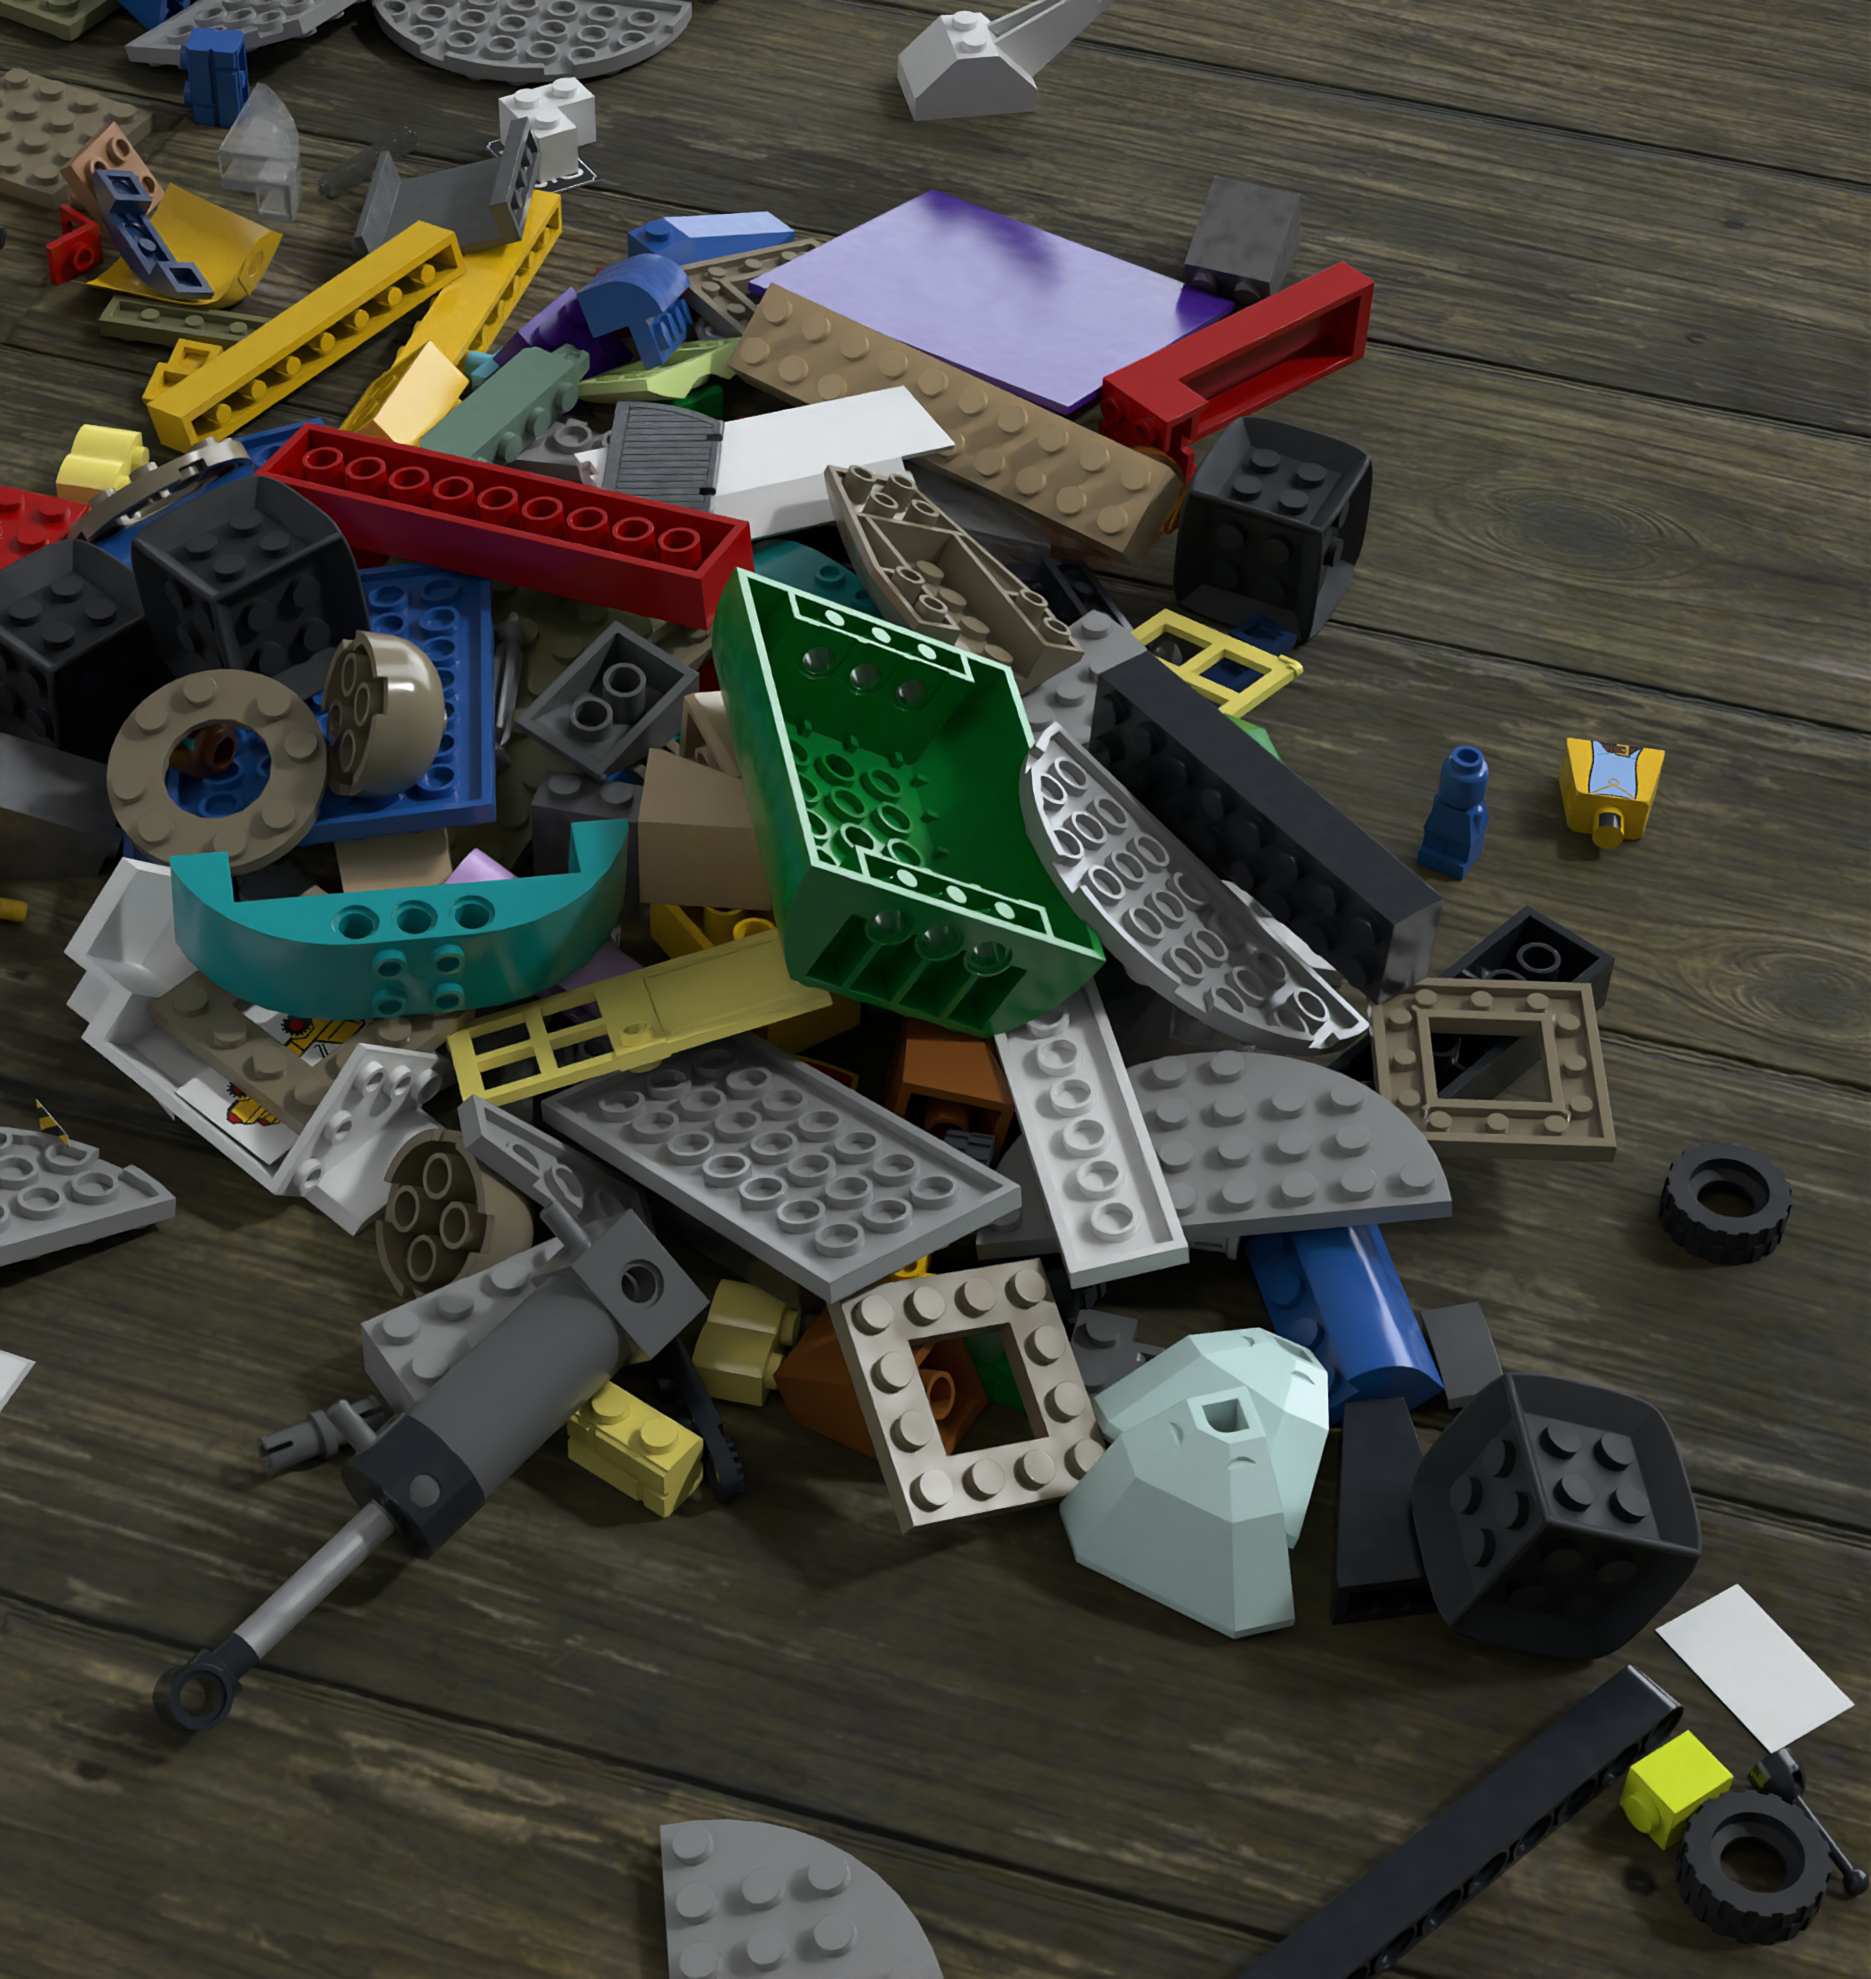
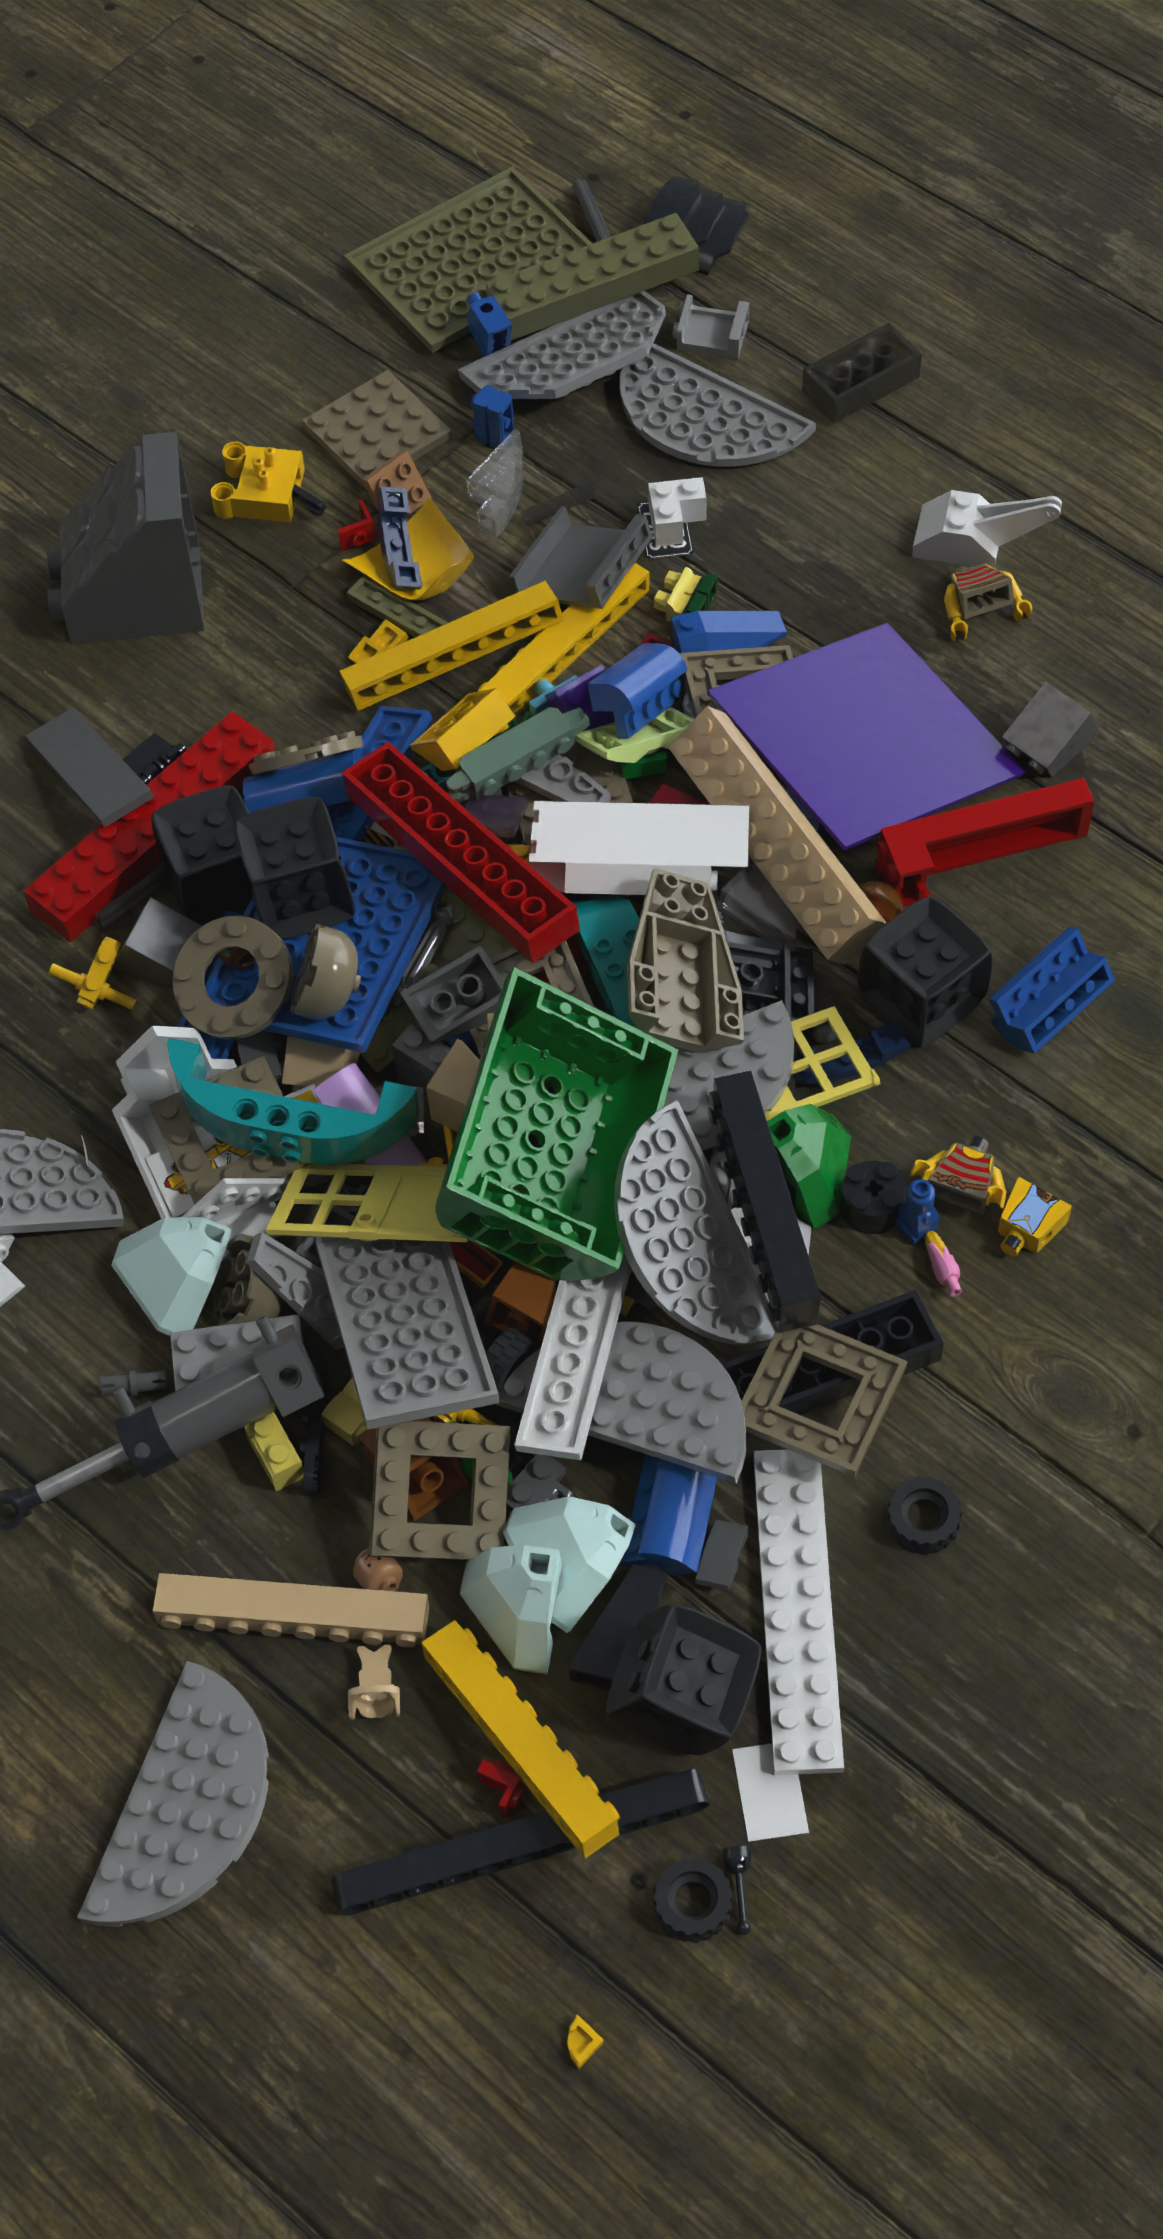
camera: 30 degrees right, 15 degrees up
(100, 461) = (299, 708): light yellow brick -> none
(309, 1235) = (172, 1268): none -> light aqua brick
(619, 211) = (688, 593): none -> light yellow hips
(664, 454) = (573, 828): black piece -> none
(799, 1677) = (291, 1609): none -> tan brick
(922, 1569) = (377, 1572): none -> medium nougat head
(1020, 1747) = (375, 1694): none -> tan hair
(1045, 122) = (980, 591): none -> torso
(1332, 1719) = (521, 1738): none -> yellow brick
(1332, 1806) = (500, 1777): none -> red bracket
(1383, 807) = (872, 1196): none -> black brick
(1449, 525) = (1049, 992): none -> blue brick
(1513, 764) = (964, 1176): none -> torso
(1525, 882) = (943, 1264): none -> bright pink piece
(1570, 1324) = (797, 1614): none -> white plate
(1671, 1786) = (675, 1842): neon yellow brick -> none

